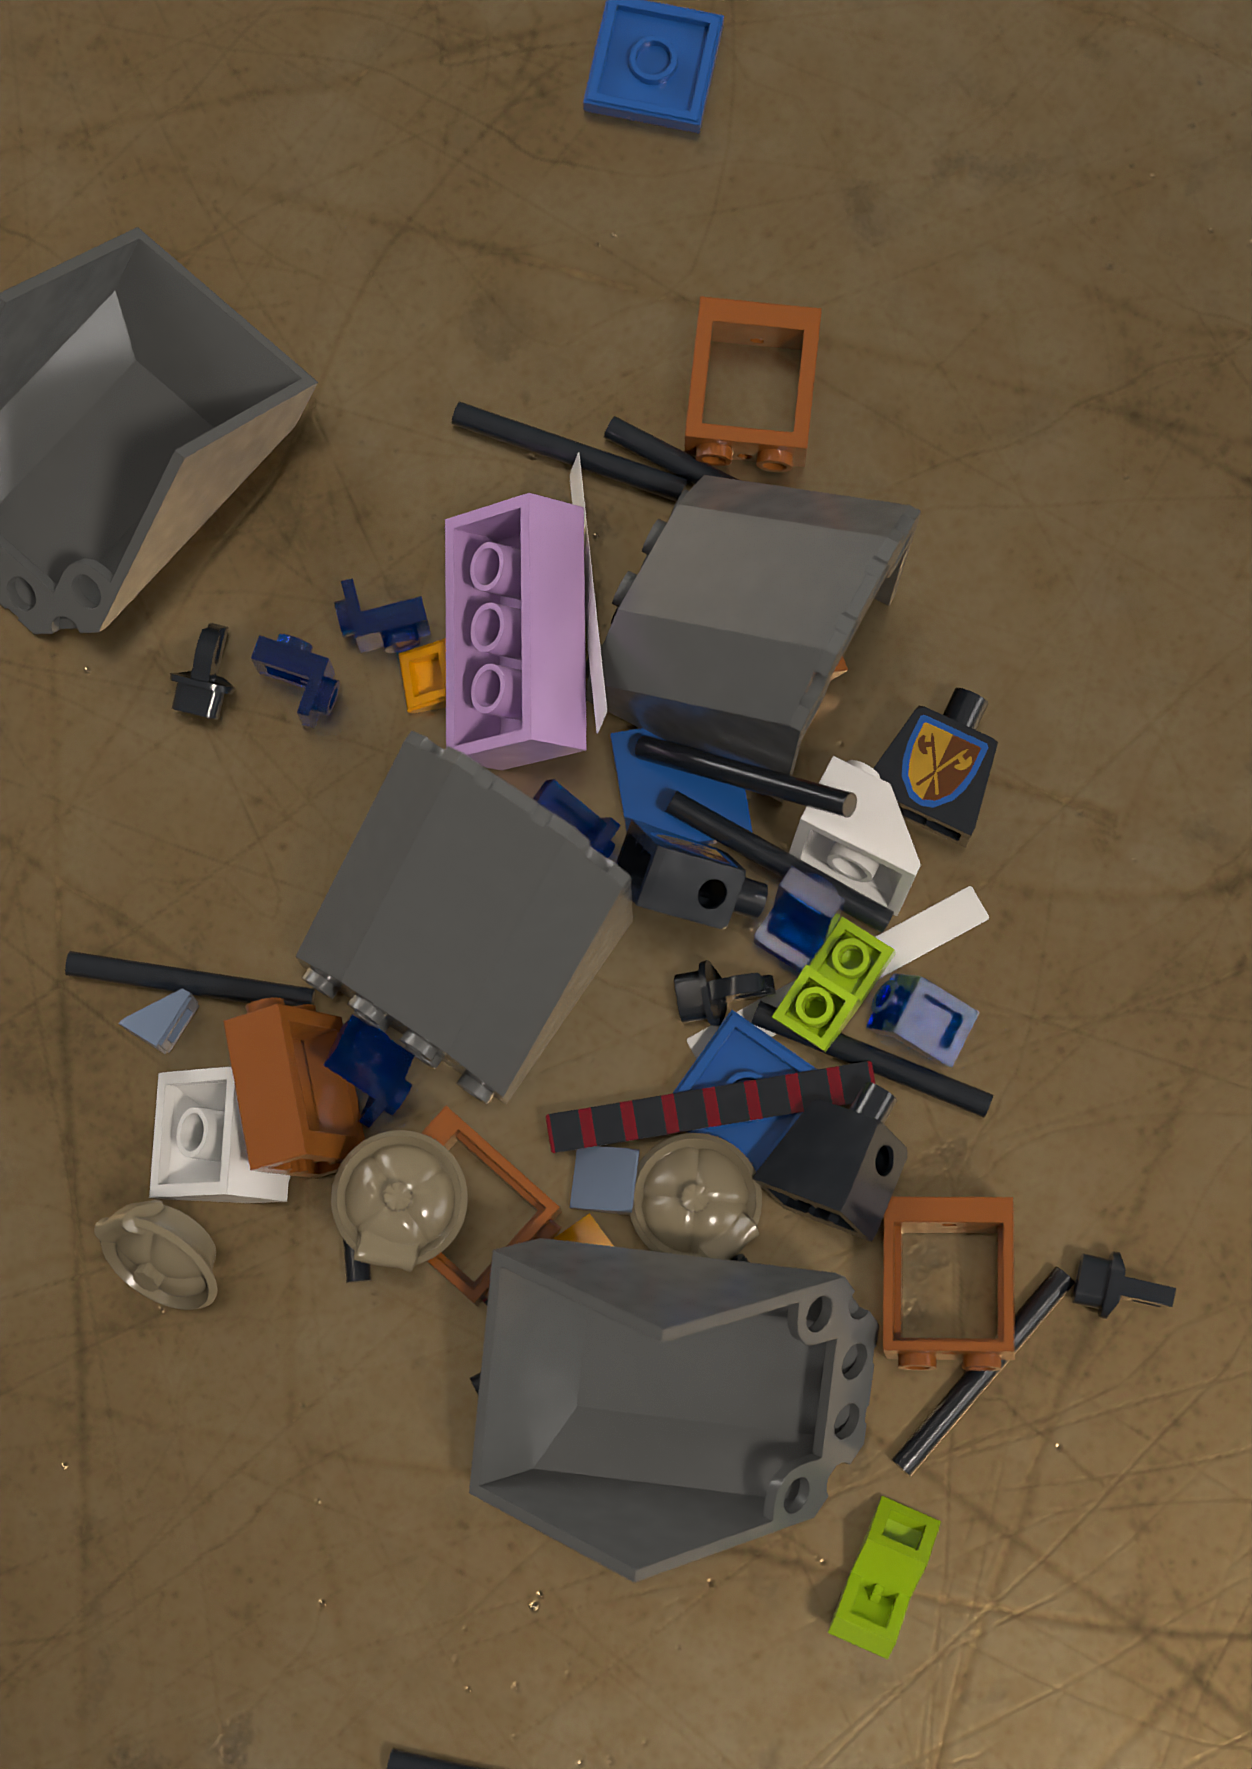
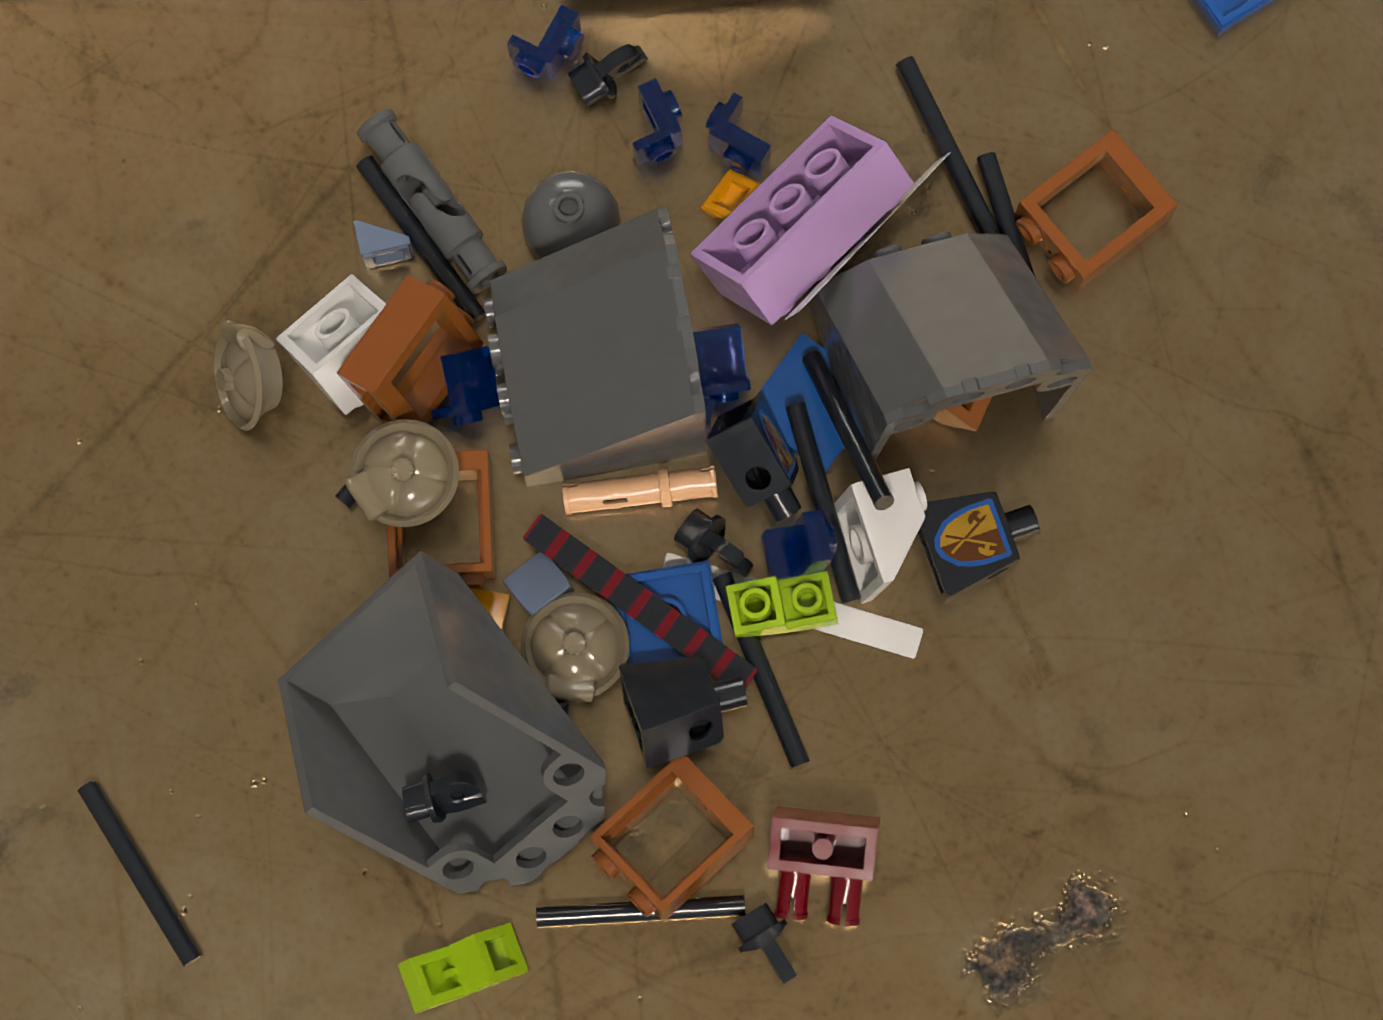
camera: 45 degrees right, 0 degrees up
(138, 686) = (559, 42): none -> clear blue bracket
(176, 939) = (435, 206): none -> dark grey piece
(303, 832) = (567, 211): none -> dark grey cylinder
(610, 1007) = (640, 490): none -> light nougat pin
(715, 1452) = (442, 796): none -> black piece
(922, 1017) = (813, 675): clear blue bracket -> none
(1084, 1154) = (824, 845): none -> dark red brick

